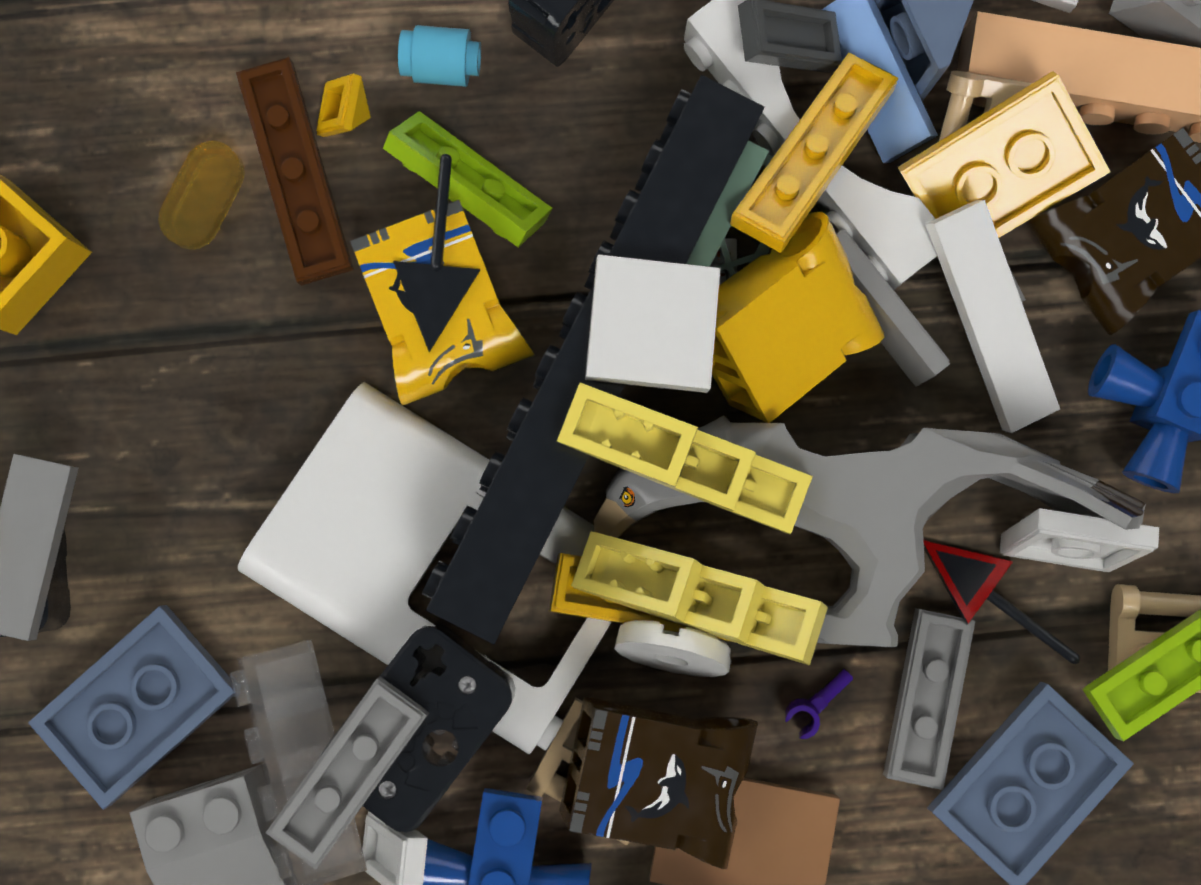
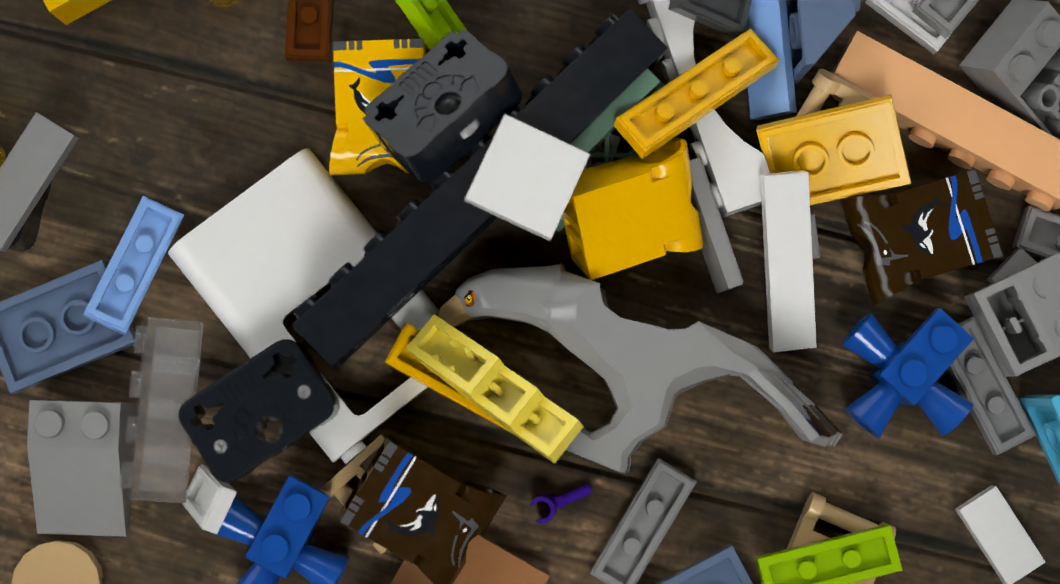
camera: 20 degrees right, 0 degrees up
(201, 600) = (133, 265): none -> light blue tile
(347, 772) = (196, 423): light grey tile -> none
(434, 288) = (374, 85): black piece -> none
(515, 271) = (443, 105): none -> black axle
(682, 653) = (467, 425): white tile -> none
(684, 458) = (515, 282): light yellow slope -> none
(971, 581) = (704, 451): piece -> none
(1077, 540) = (788, 446): white tile -> none

